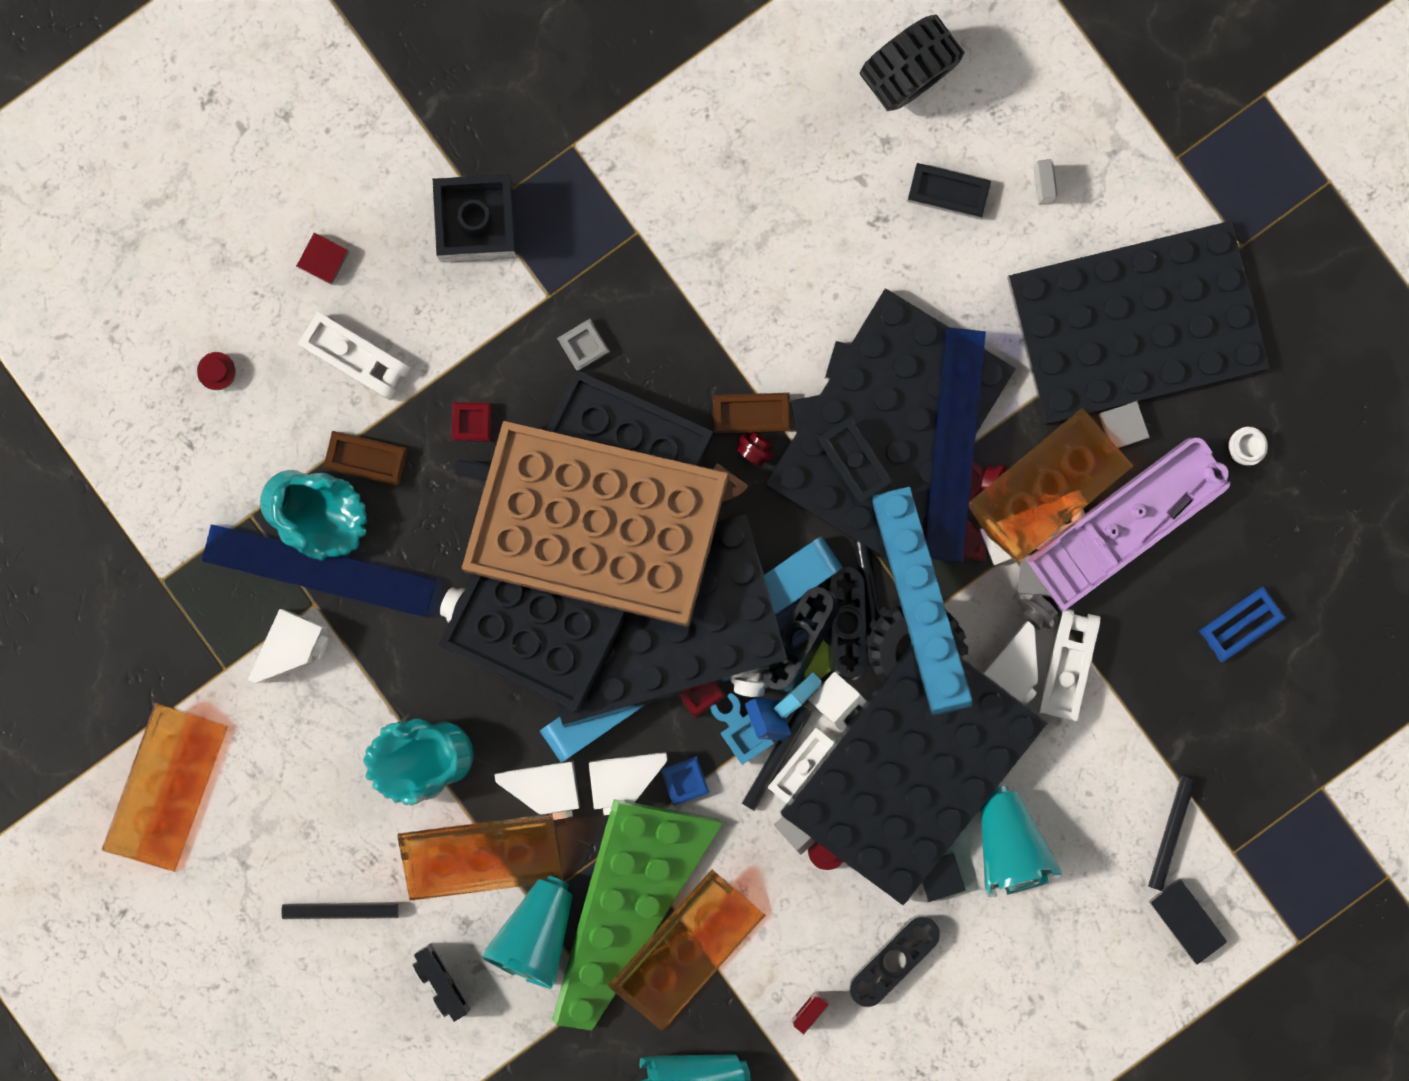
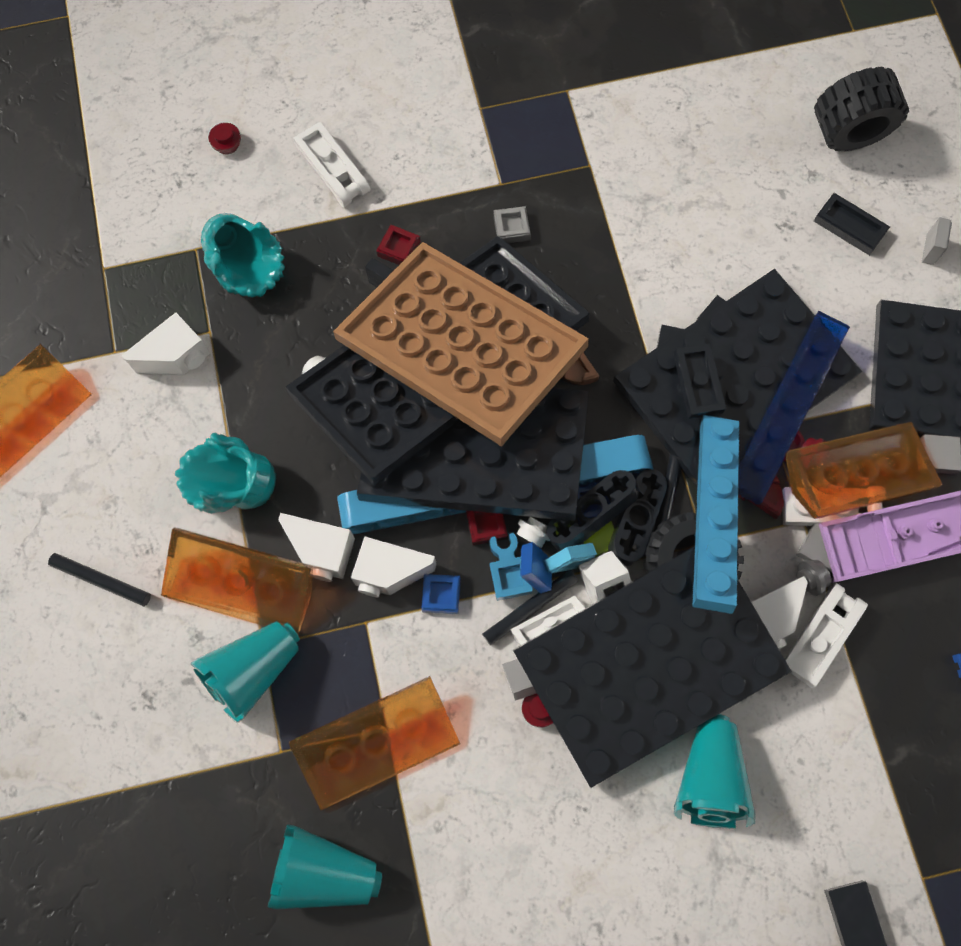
camera: 25 degrees right, 15 degrees down
(322, 258) = (343, 94): dark red tile -> none
(332, 575) = (226, 308): clear blue tile -> none
(365, 458) = (304, 240): reddish brown tile -> none
(448, 997) = (146, 661): black plate -> none
(474, 218) = (469, 99): black brick -> none
(635, 880) = (356, 660): bright green wing -> none
(751, 413) = (624, 324): reddish brown tile -> none
(755, 448) = (617, 348): dark red plate -> none
(809, 1012) = (461, 853): dark red tile -> none
(920, 946) = (583, 819): black beam -> none
(943, 879) = (636, 781): black tile -> none
(1171, 833) = (869, 833): black bar -> none

